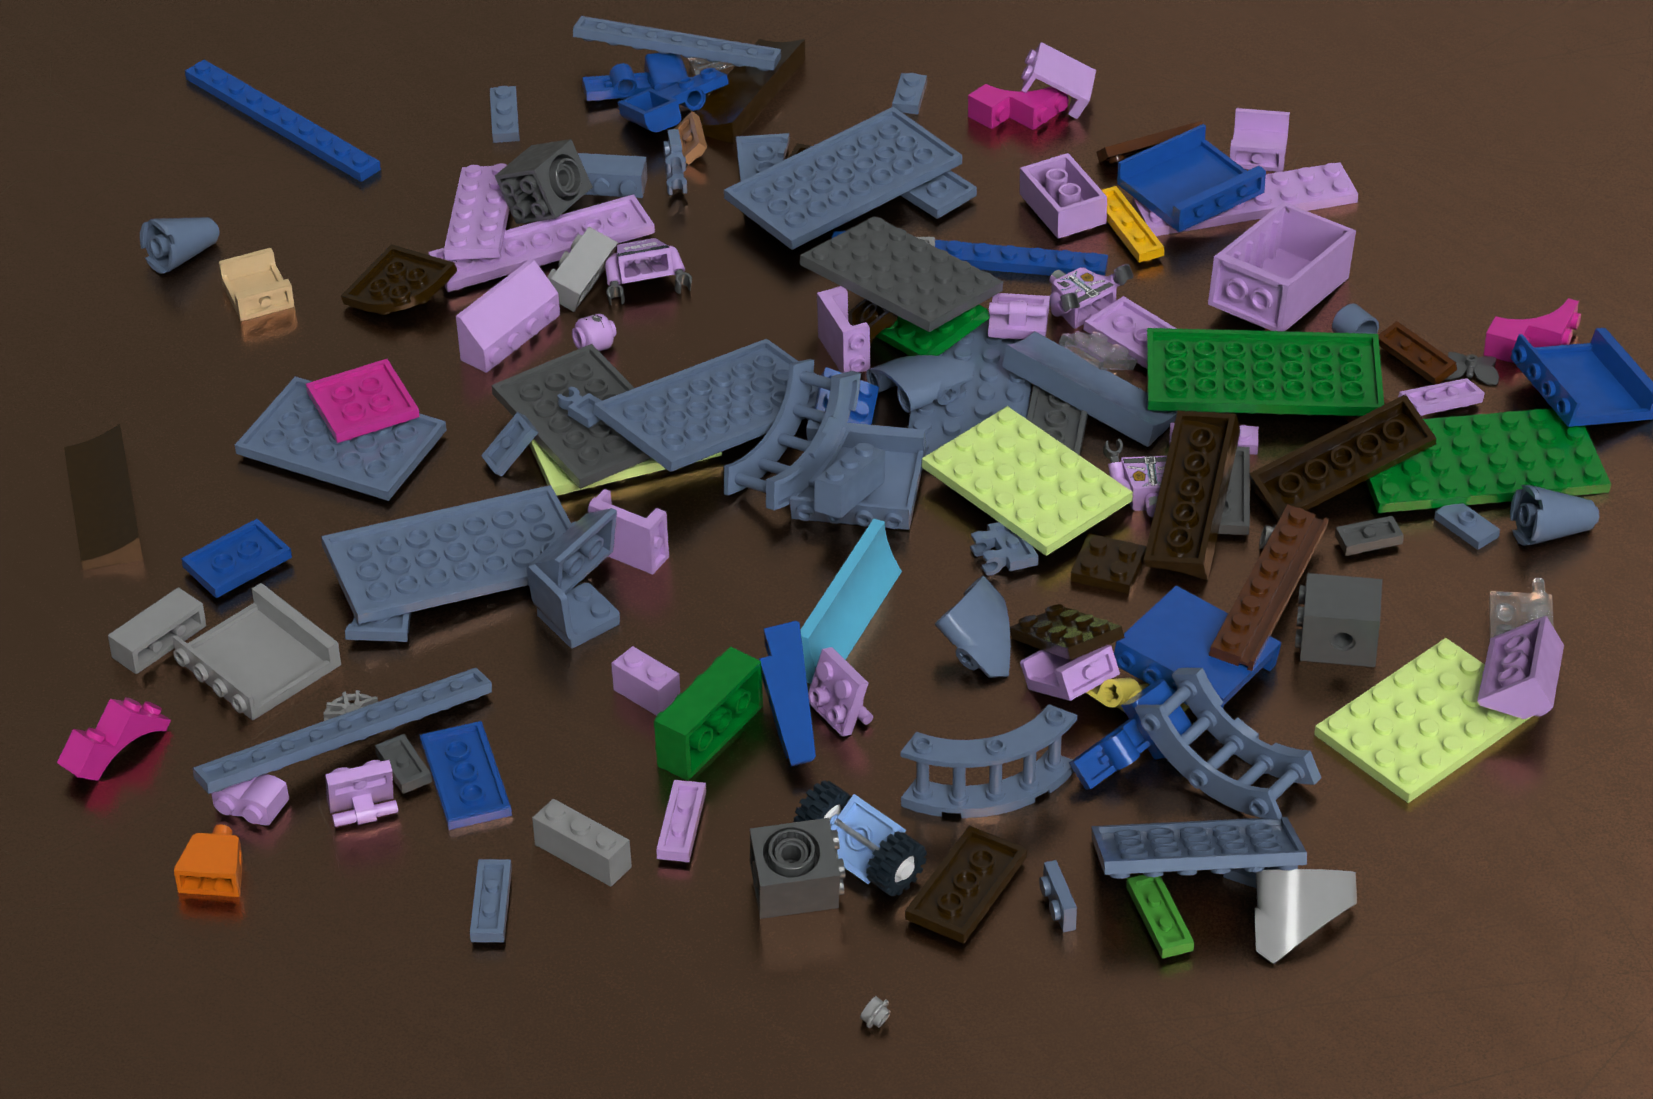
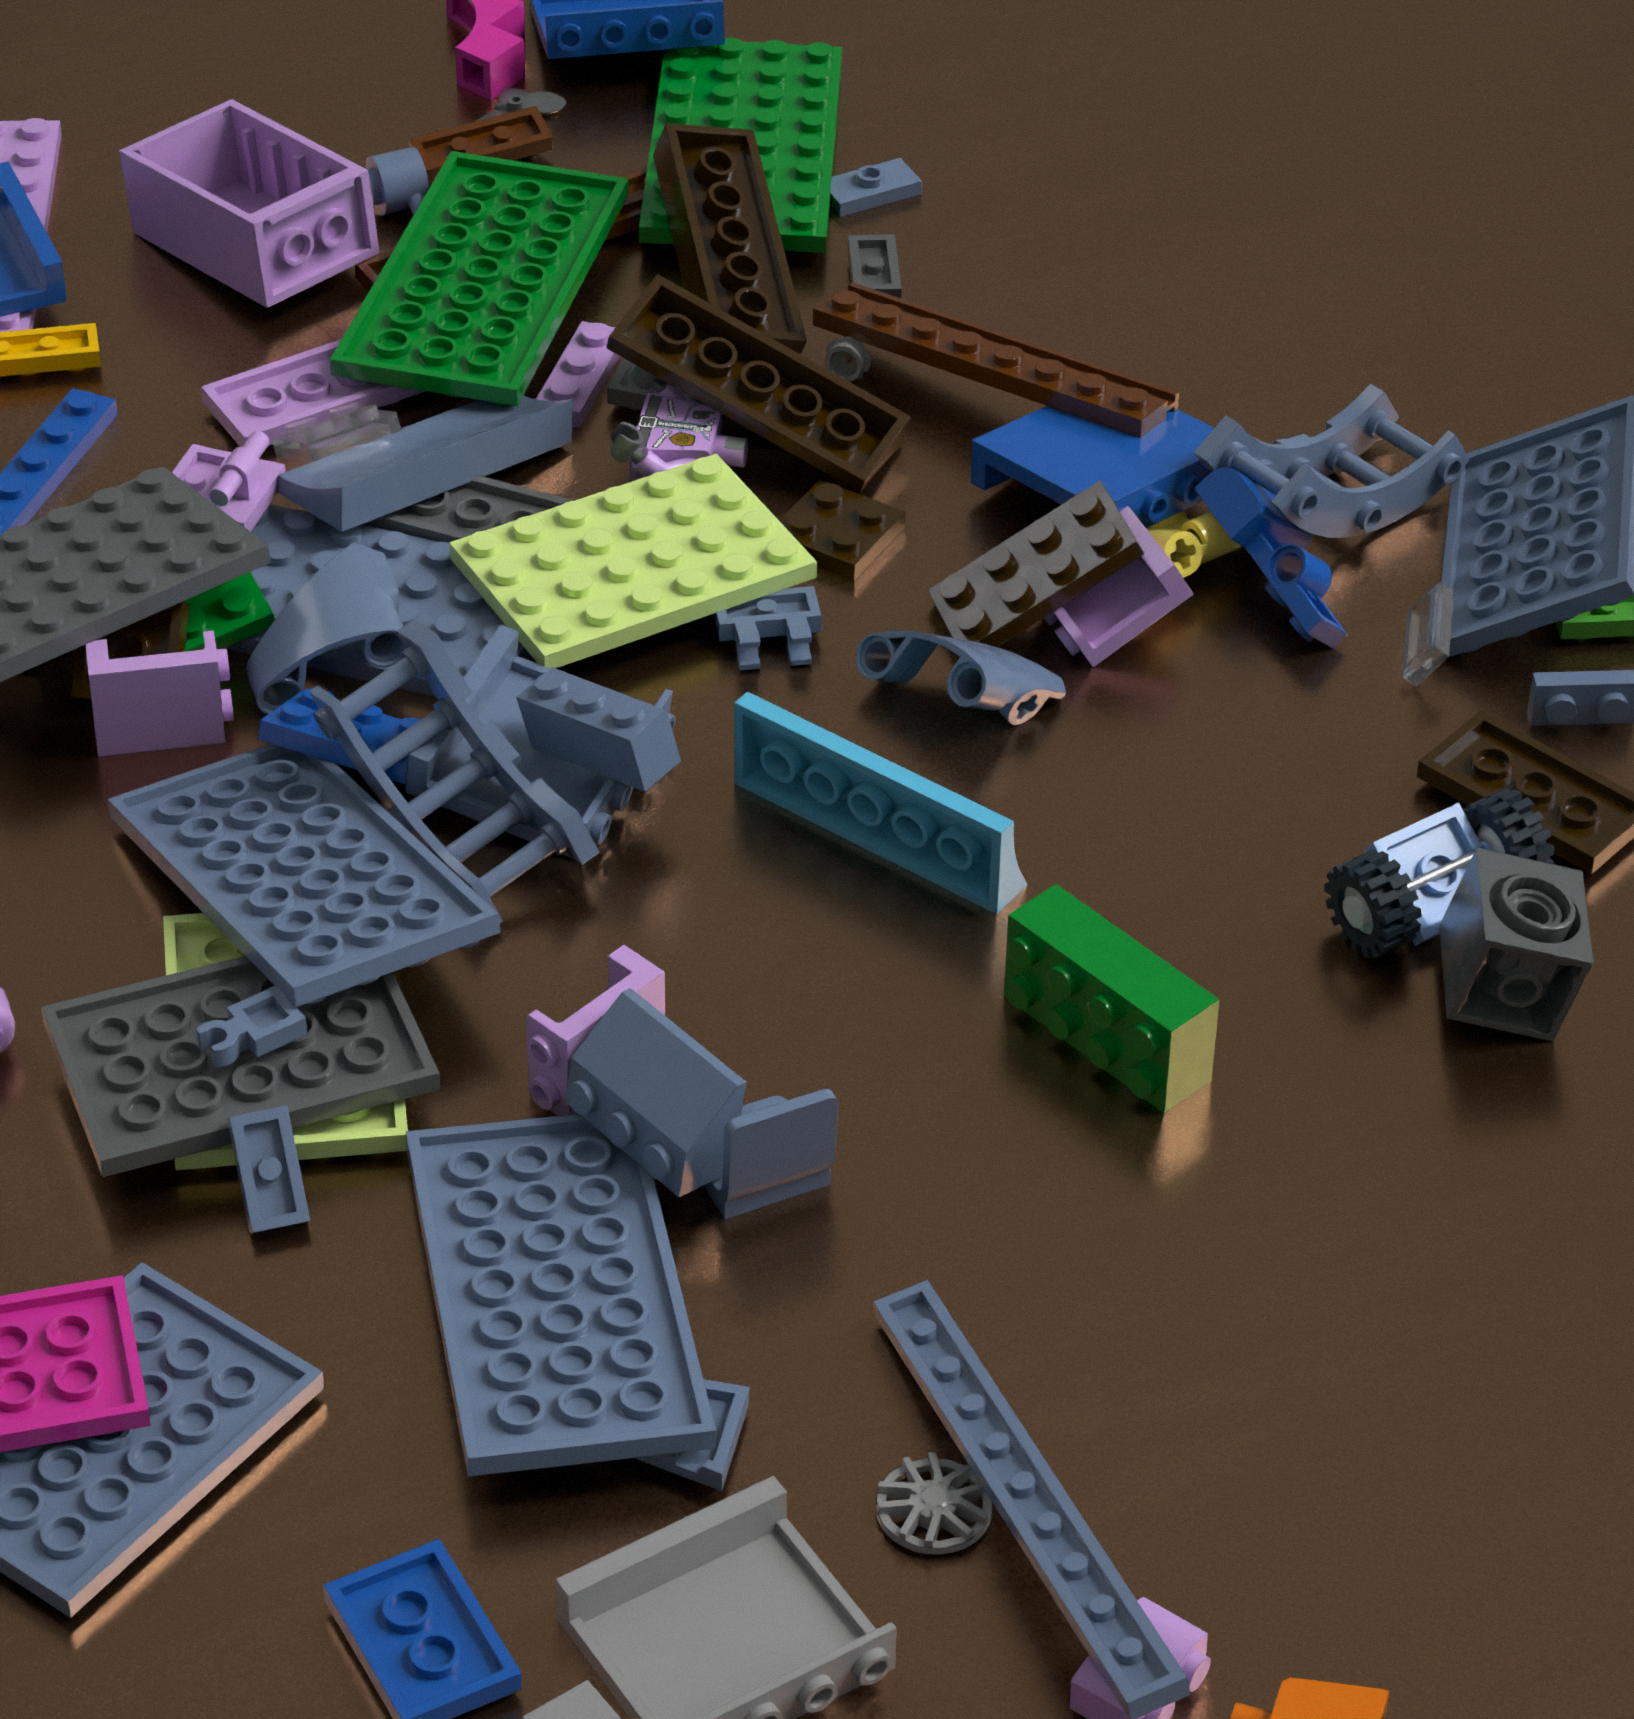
camera: 80 degrees left, 0 degrees up
(359, 790) = (1191, 1488): lavender plate -> none
(407, 766) = (1101, 1436): dark grey plate -> none
(465, 775) = (1137, 1361): blue tile -> none
(491, 900) = (1479, 1354): sand blue plate -> none
(582, 842) = (1368, 1211): light grey brick -> none
(645, 680) = (983, 1078): lavender brick -> none
(681, 821) = (1329, 1088): lavender plate -> none
(788, 691) = (1150, 907): blue wedge -> none
(838, 692) = (1096, 839): lavender plate -> none
(998, 795) = (1332, 690): sand blue fence -> none
(1084, 292) = (172, 417): torso -> none
(1085, 819) = (1428, 634): none -> clear tile
(1339, 619) = (1085, 300): dark grey brick -> none
(1418, 722) = (1273, 304): yellowish green plate -> none
(1444, 396) = (603, 139): lavender plate -> none
(1515, 609) = (1098, 170): clear plate -> none
(1522, 670) = (1235, 177): lavender slope -> none
(1549, 514) = (908, 108): sand blue cone -> none

